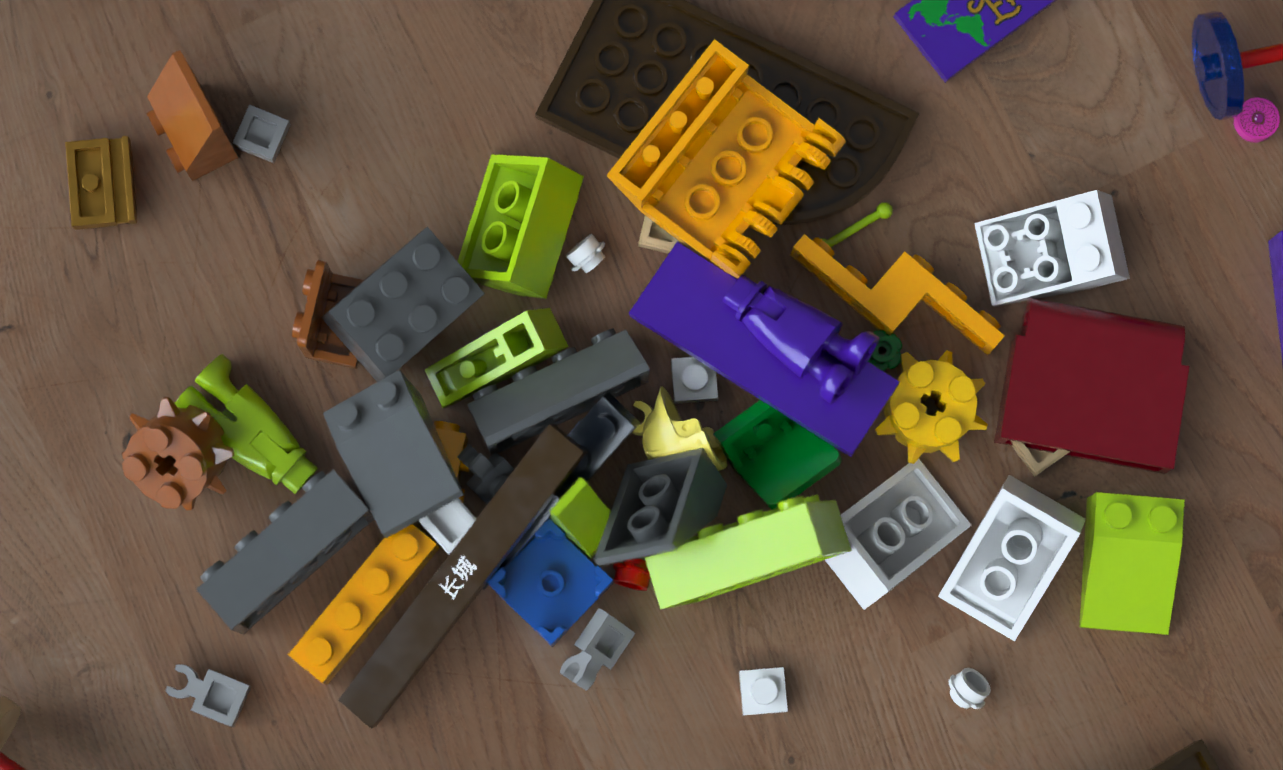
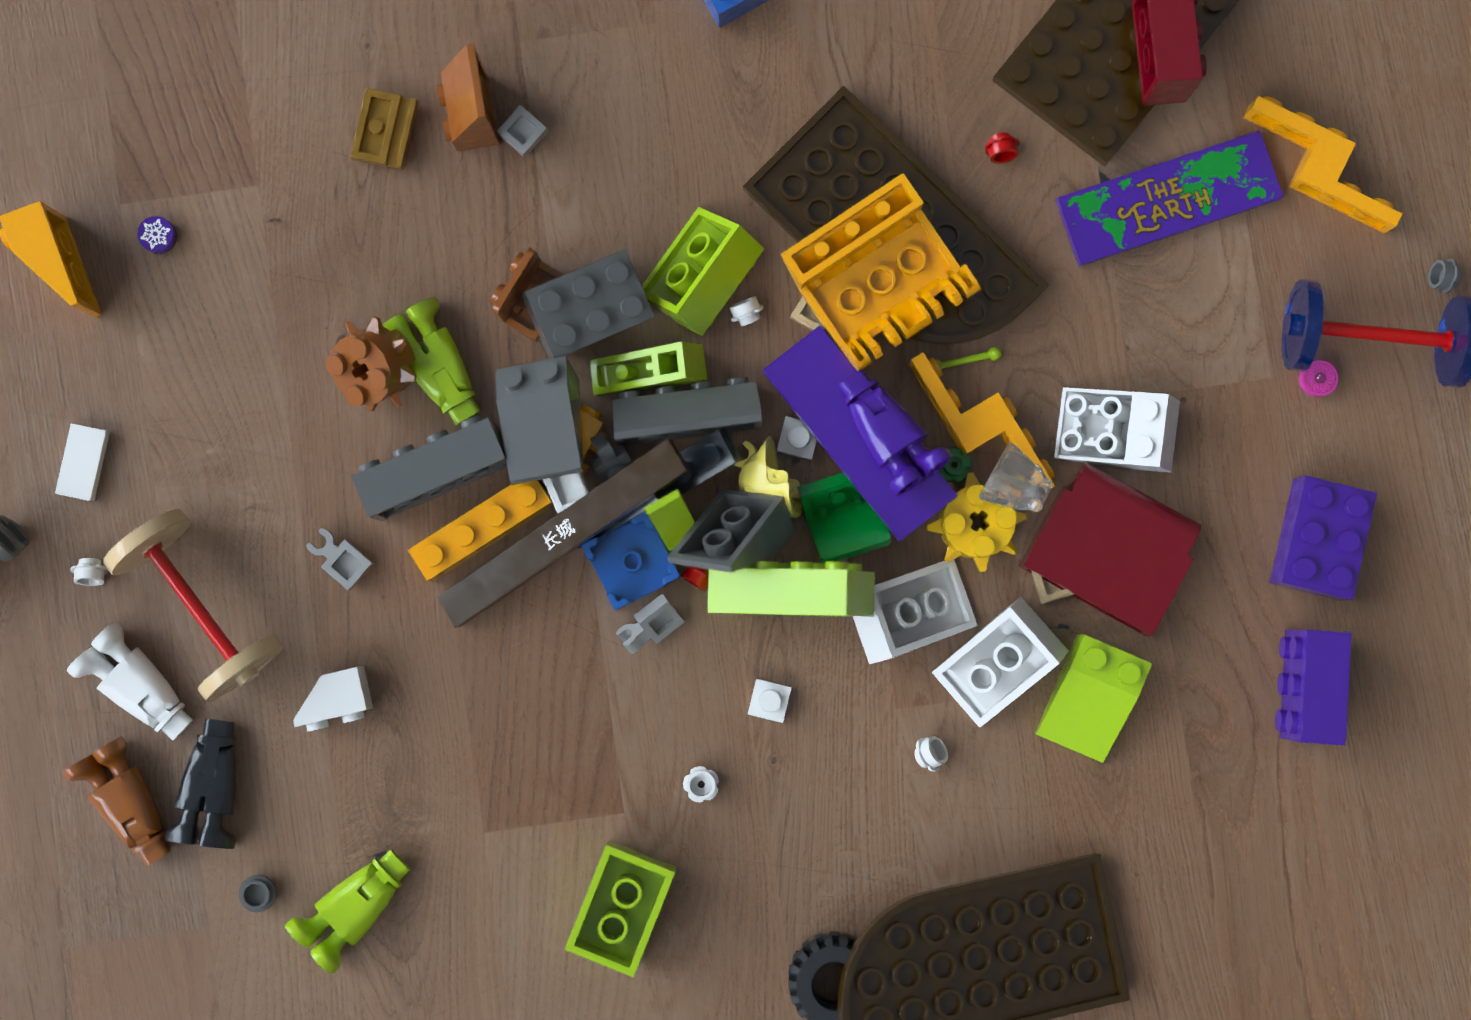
camera: 25 degrees right, 5 degrees up
(961, 344) = (1017, 482): none -> clear piece

